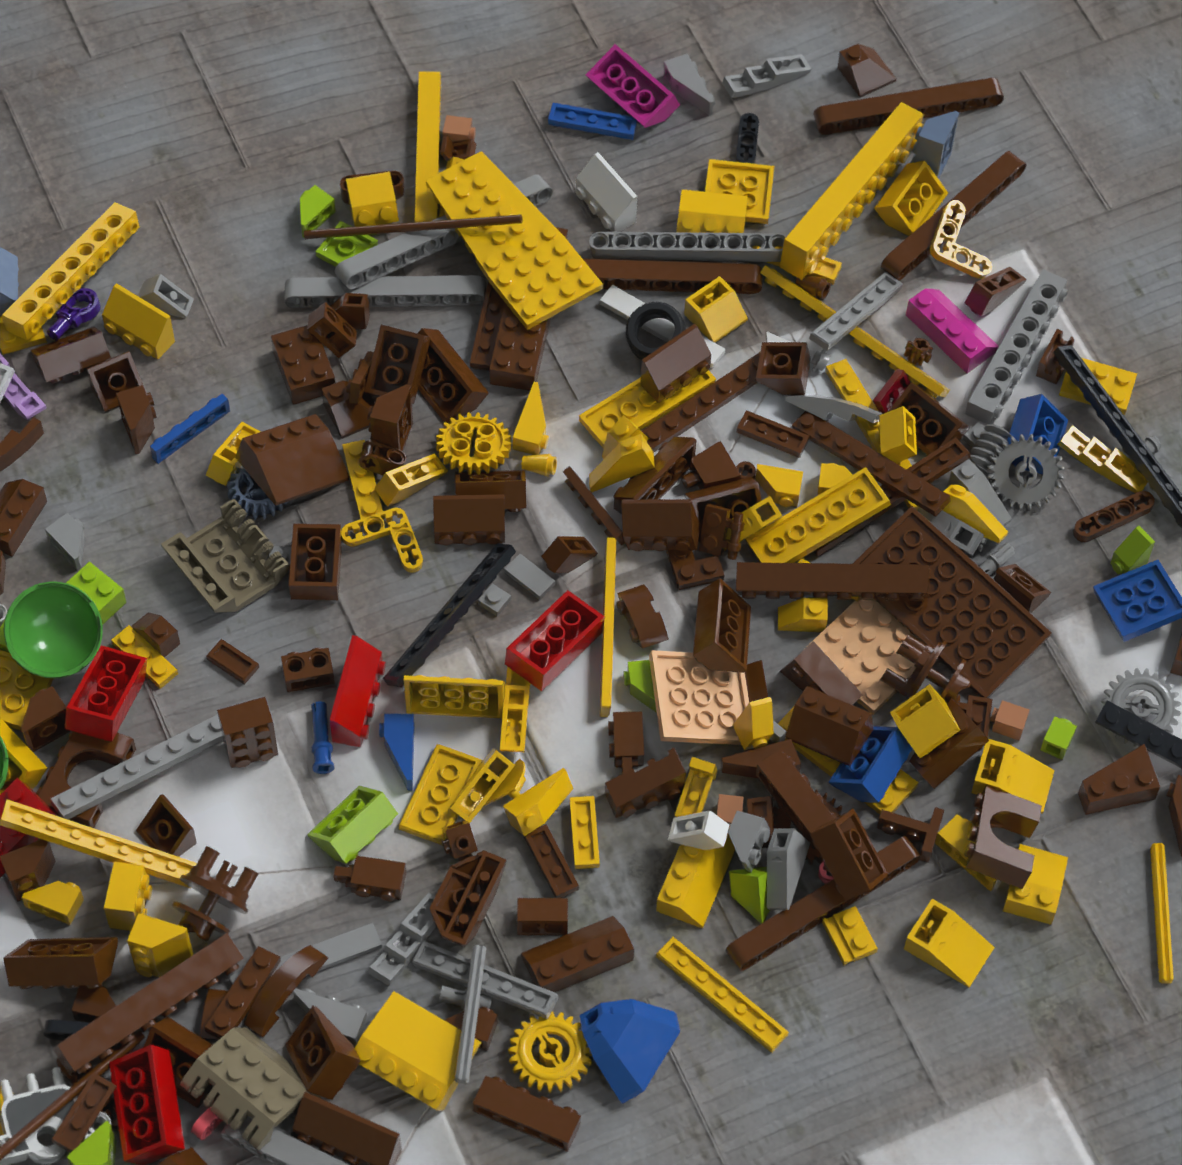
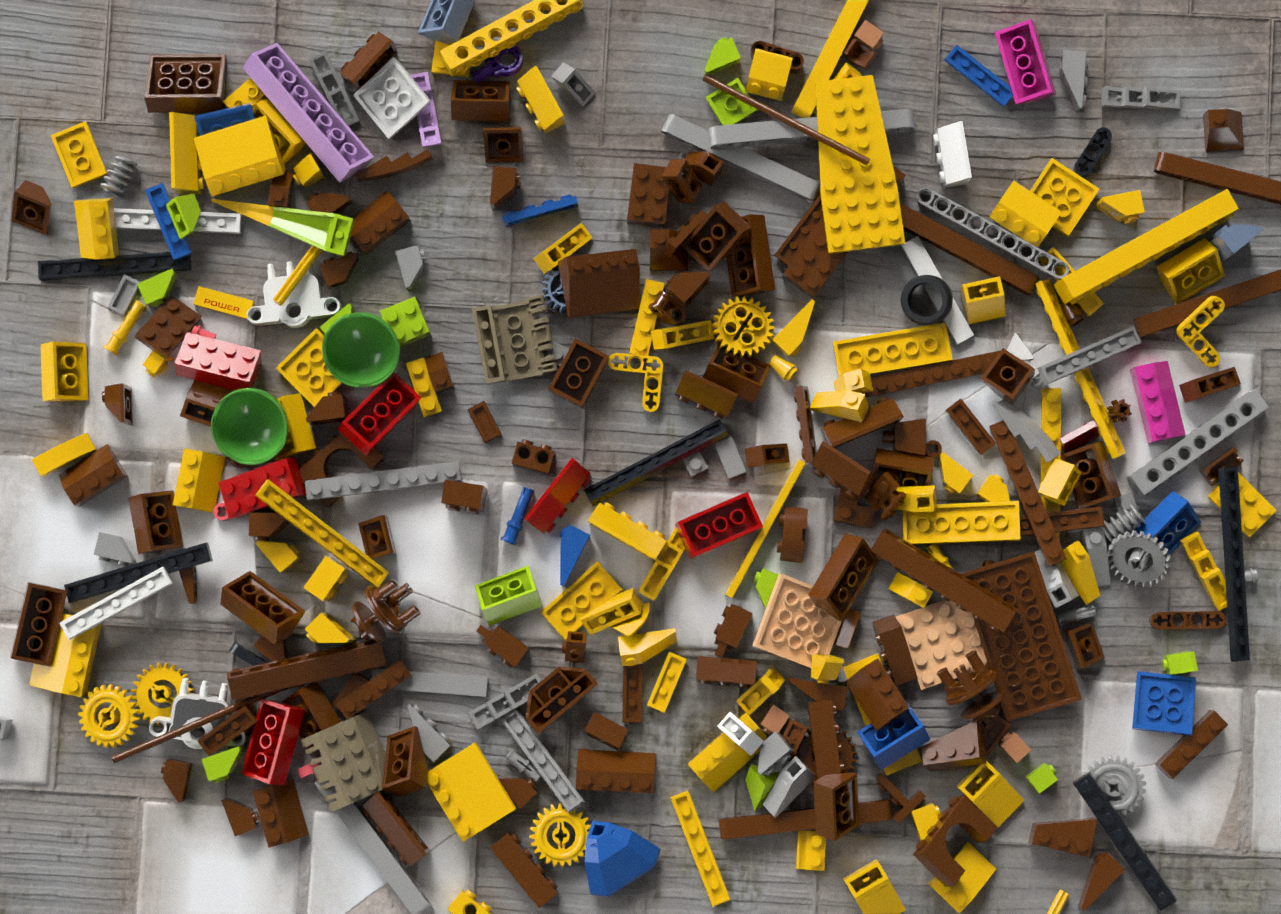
camera: 30 degrees right, 25 degrees up
(280, 986) = (403, 697): reddish brown slope -> none
(470, 1015) = (517, 787): light grey axle -> none
(675, 364) = (925, 340): reddish brown slope -> none
(805, 168) = (1122, 207): none -> yellow slope
(925, 720) = (945, 732): yellow slope -> none

